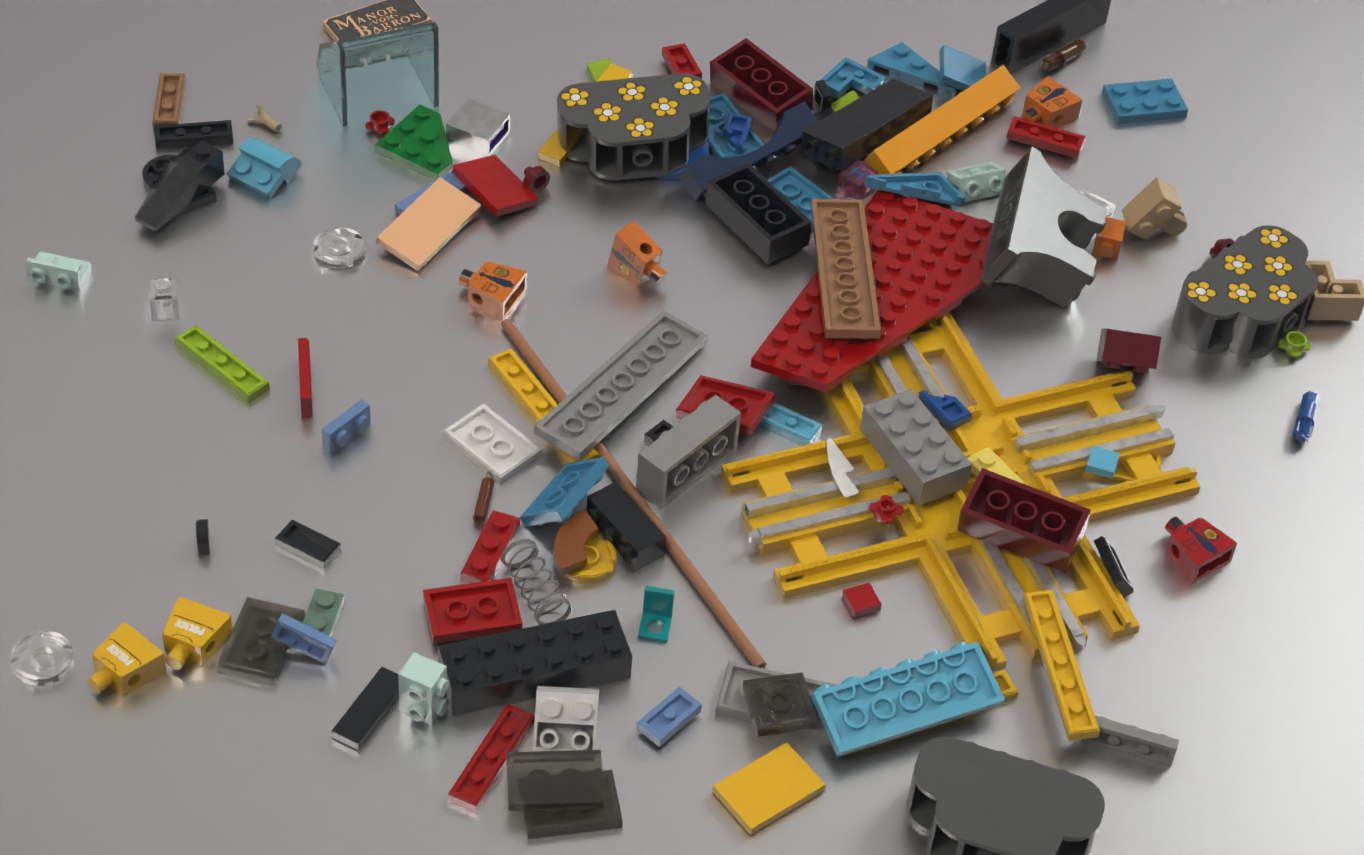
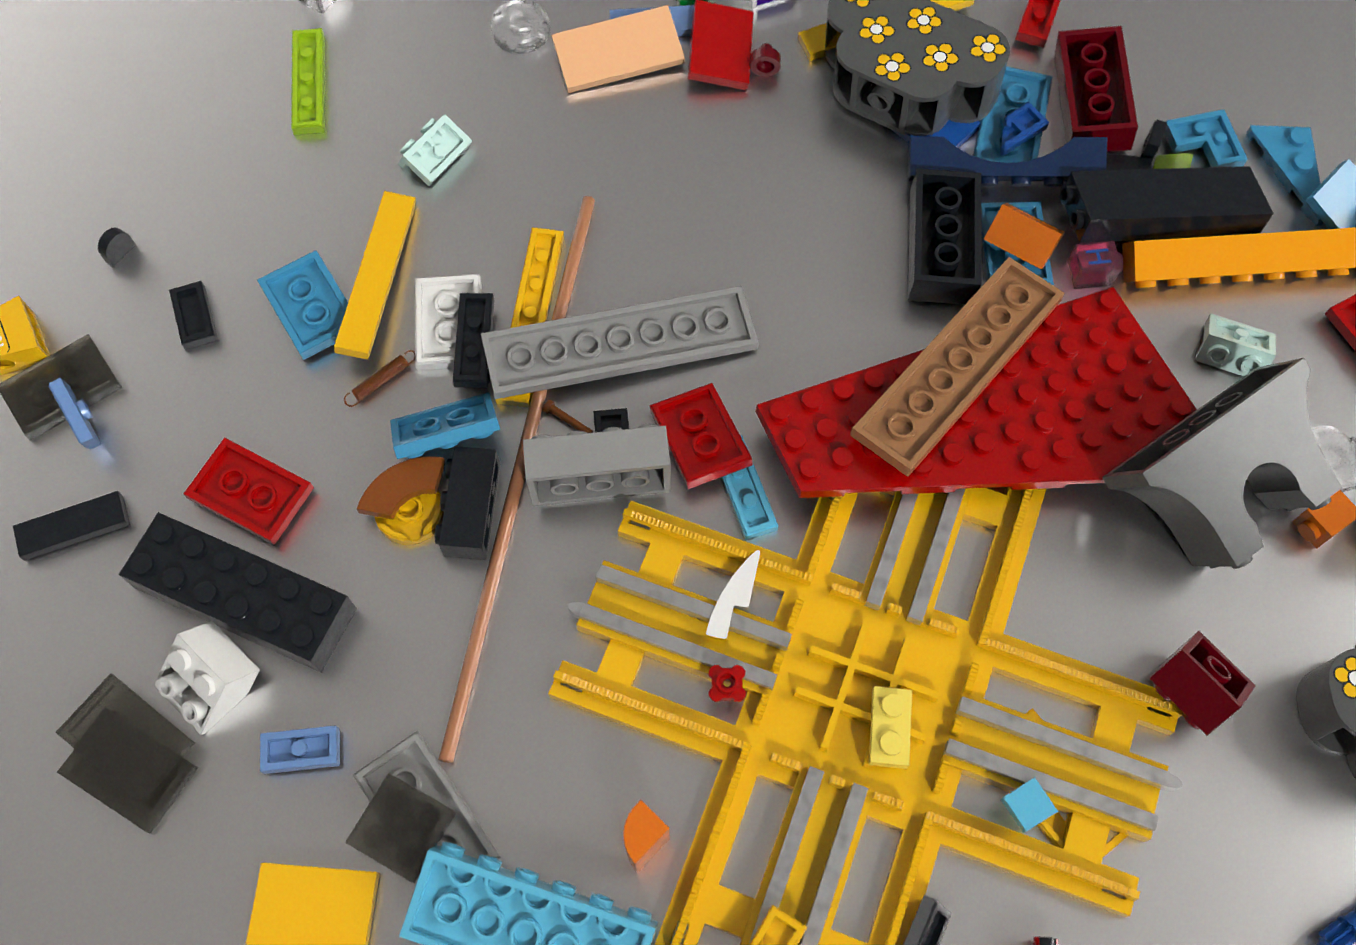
camera: 45 degrees right, 20 degrees up
(305, 378) = (351, 141): red tile -> none
(324, 611) = (127, 400): sand green plate -> none
(346, 426) = (335, 216): medium blue plate -> none
(368, 350) = (435, 150): none -> light aqua bracket
(388, 487) = (306, 303): none -> dark azure plate
(417, 441) = (375, 276): none -> yellow tile
(423, 689) = (101, 545): light aqua brick -> none
(487, 552) = (335, 435): red plate -> none
(490, 758) = (121, 657): red tile -> none
(494, 288) = (609, 157): orange torso -> none
(520, 435) = (474, 318): none -> black tile
(529, 559) = (292, 544): light grey piece -> none
(624, 449) = (550, 407): none -> dark orange piece
(636, 256) = (771, 208): orange torso -> none
(657, 608) = (407, 616): teal bracket -> none
(804, 184) = (1023, 235): none -> orange brick
(861, 600) = (617, 763): red tile -> none
(915, 447) = (827, 633): light grey brick -> none
(919, 185) = (1164, 317): dark azure wing -> none
(920, 611) = (644, 835): none -> orange brick
(946, 409) = (915, 608): blue tile -> none
(1023, 520) = (854, 817): dark red brick -> none

